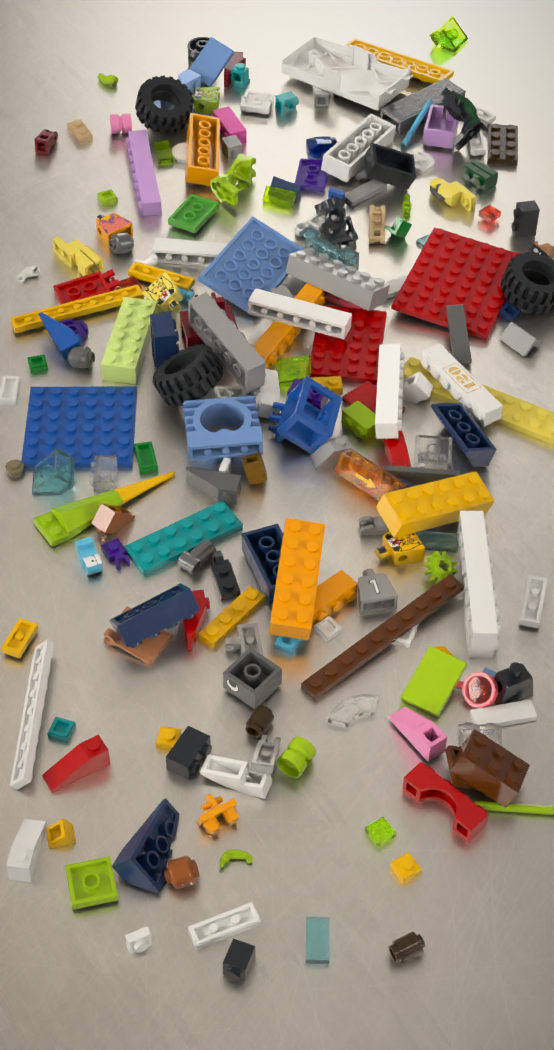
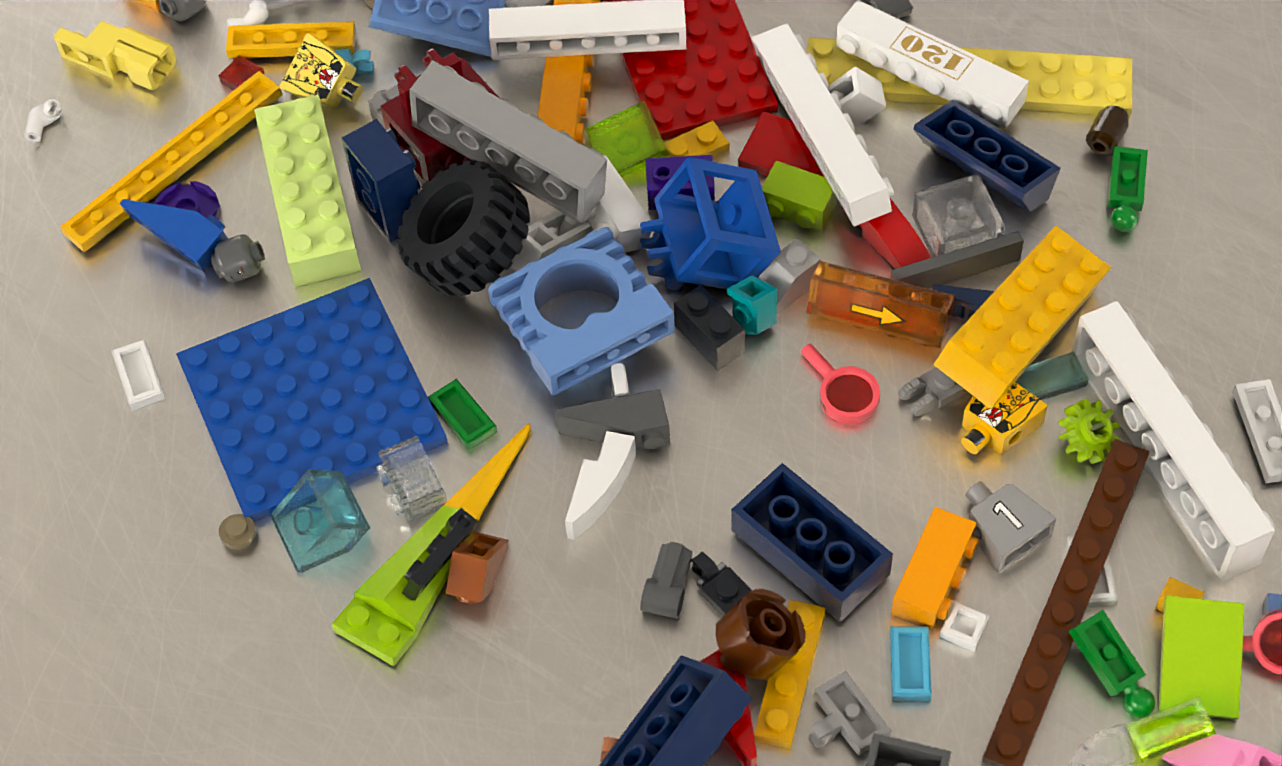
camera: 20 degrees left, 10 degrees up
(37, 363) = (160, 299): green tile -> none
(86, 286) = (166, 111): red tile -> none
(86, 508) = (440, 552): none -> black hinge
(88, 556) = (476, 661): medium azure leg -> none
(115, 552) = (514, 629): dark purple plate -> none
(184, 535) = (617, 551): teal plate -> none
(190, 504) = (600, 482): none -> white slope
(221, 588) = (759, 635): none -> reddish brown brick
(254, 468) = (673, 364): pearl gold brick -> none
(282, 460) = (709, 327): none -> black brick
(297, 579) = (886, 565): light orange brick -> none
(309, 457) = (754, 304): none -> teal brick
(333, 512) = (846, 393): none -> piece
(389, 668) = (1113, 663): none -> green plate
(399, 705) = (1170, 729): none -> clear neon green tile
(530, 473) = (1127, 186): none -> green plate
(536, 445) = (1107, 130): none -> dark brown brick

